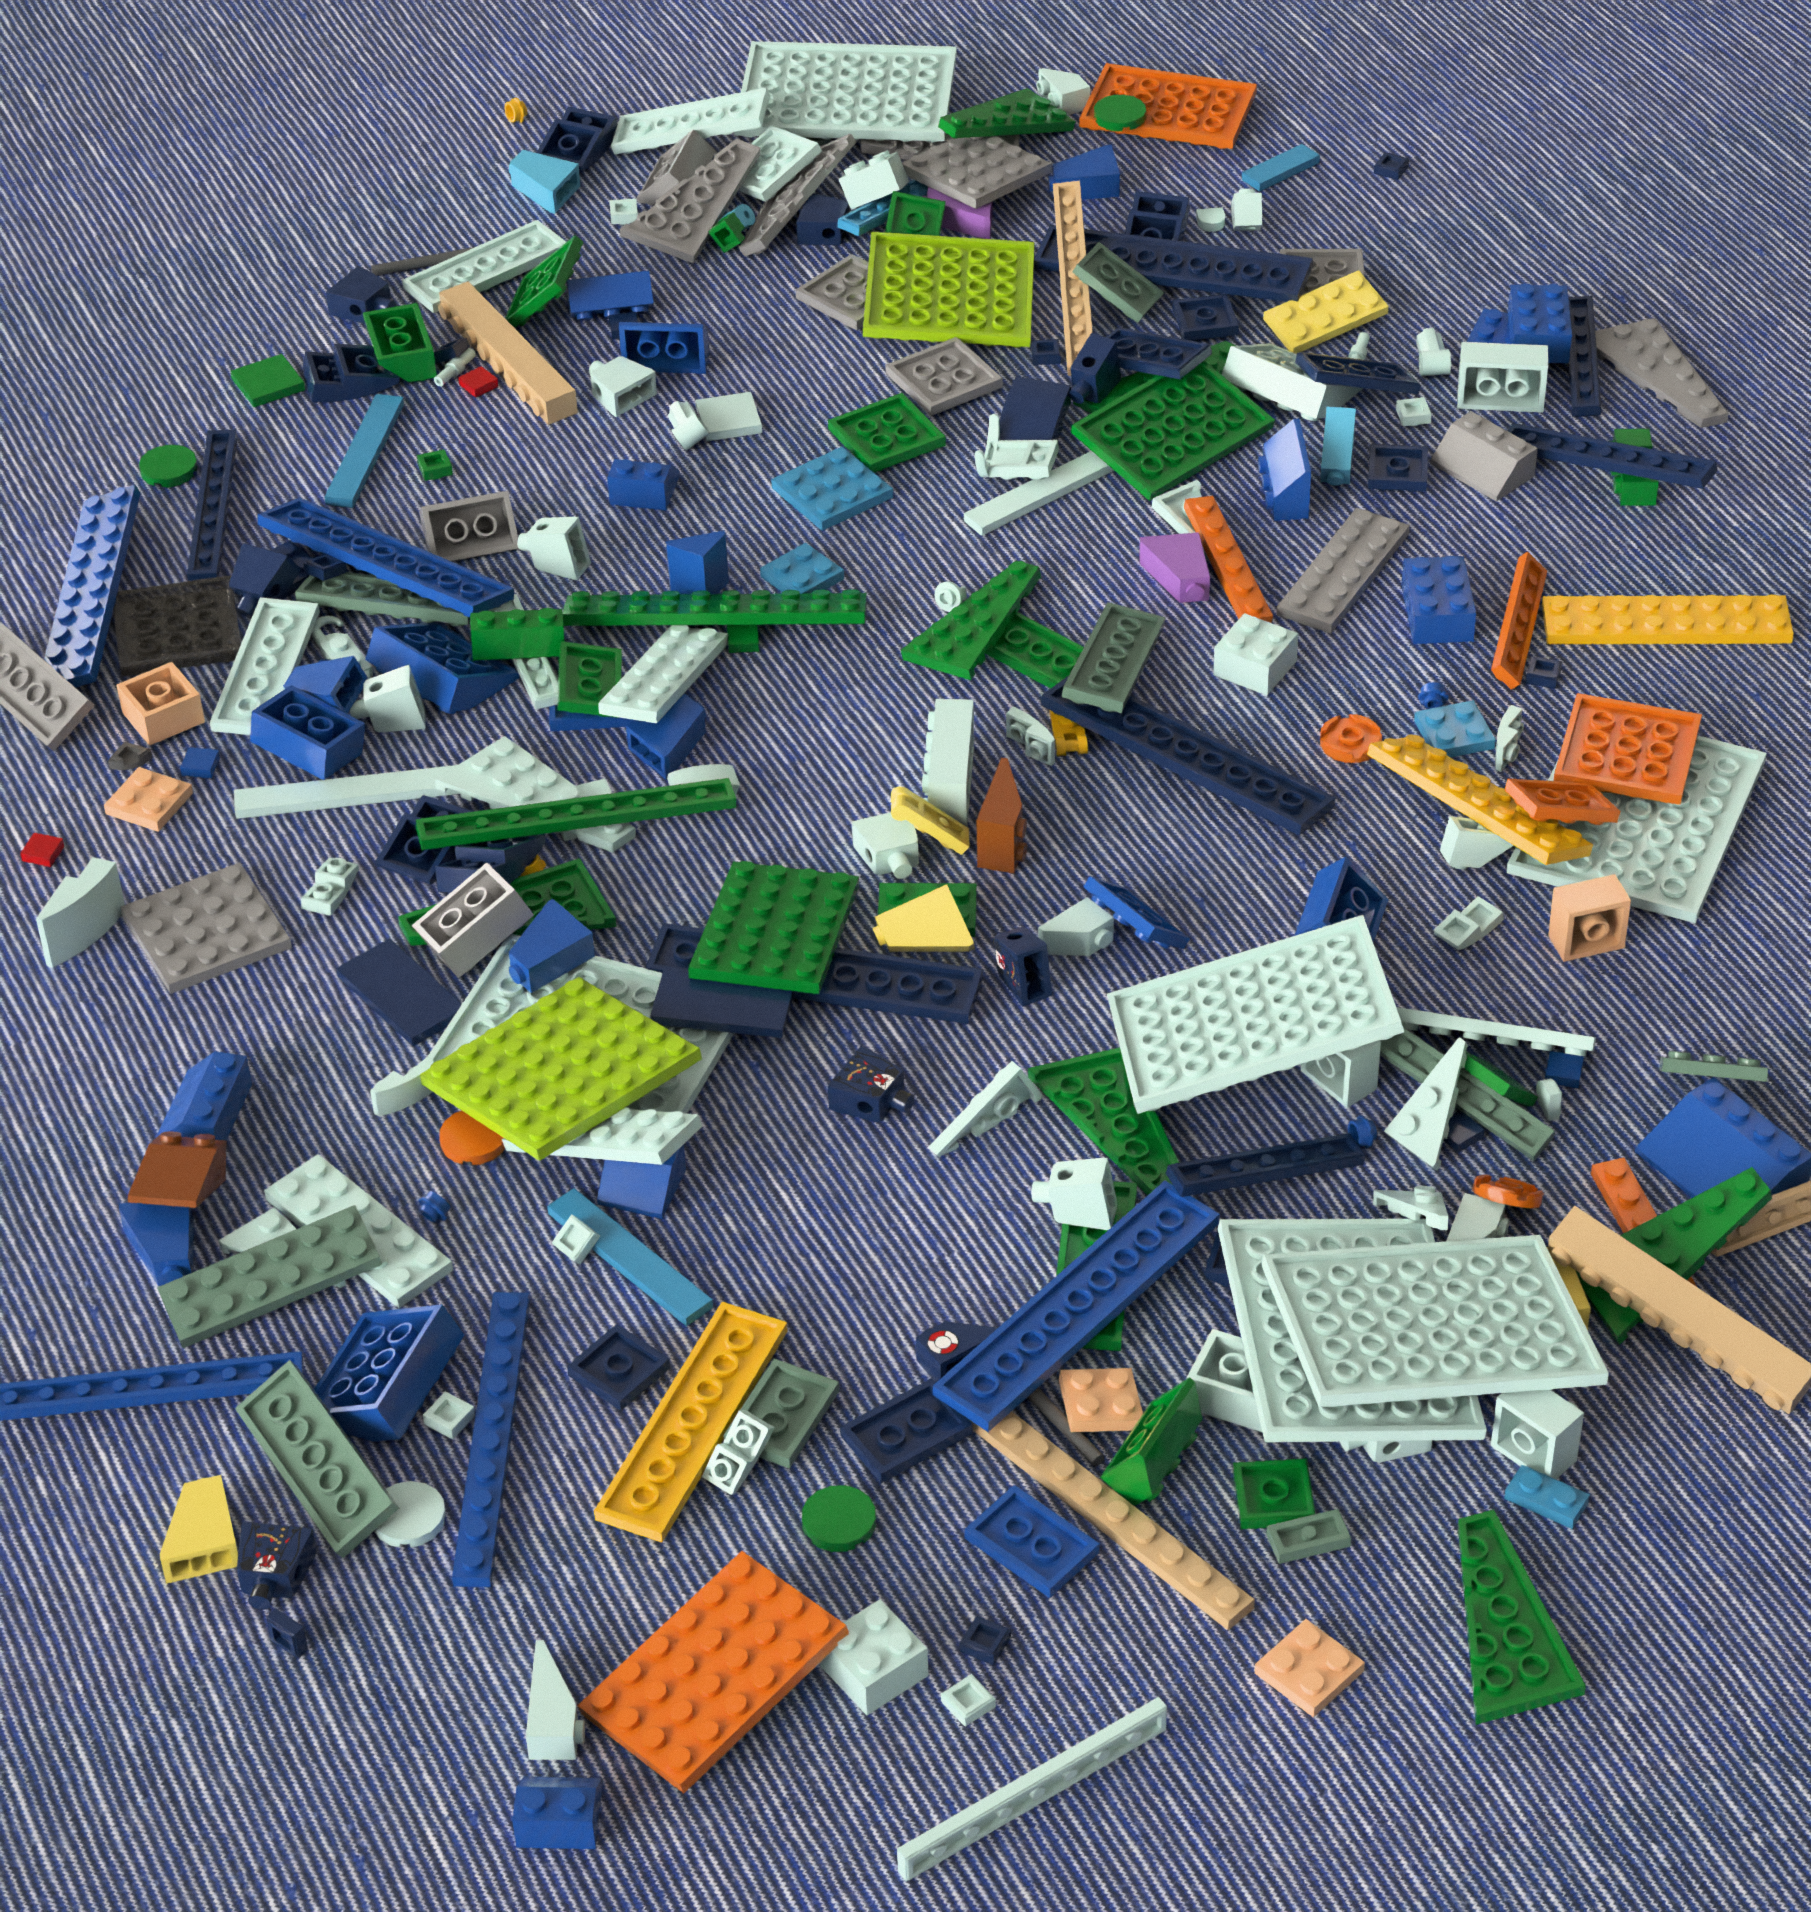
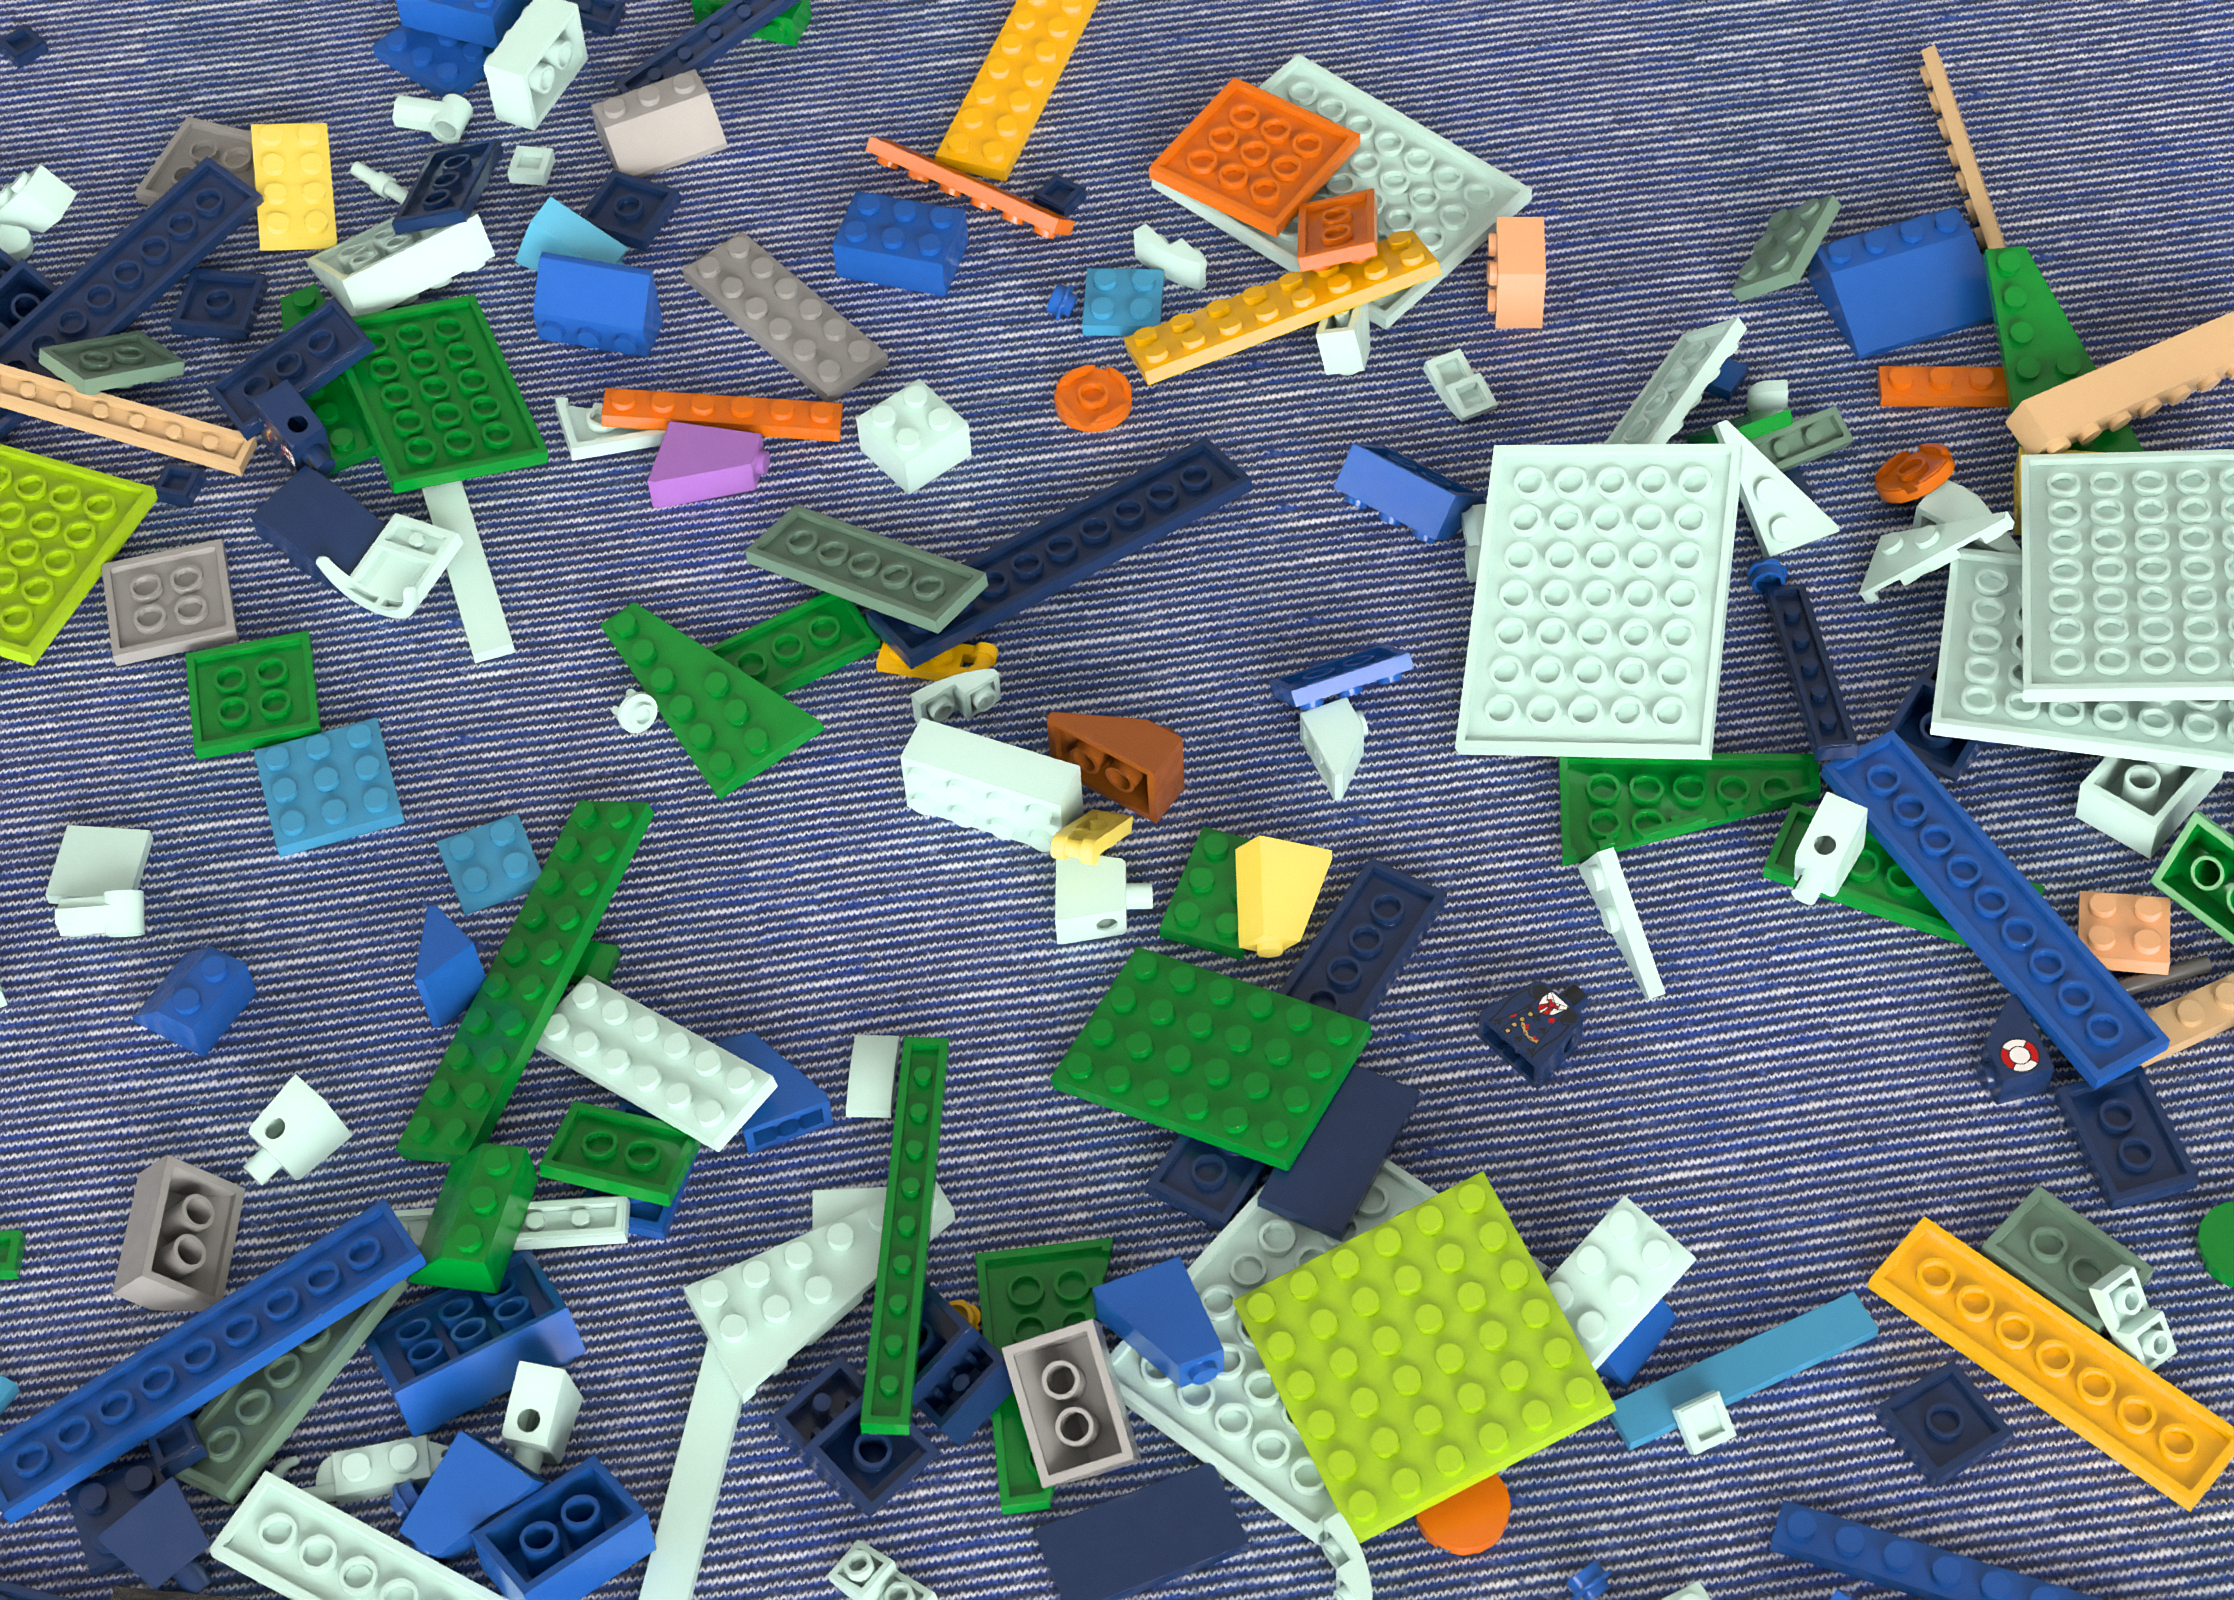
camera: 70 degrees left, 10 degrees up
(1020, 954) = (1380, 811): dark blue torso -> none

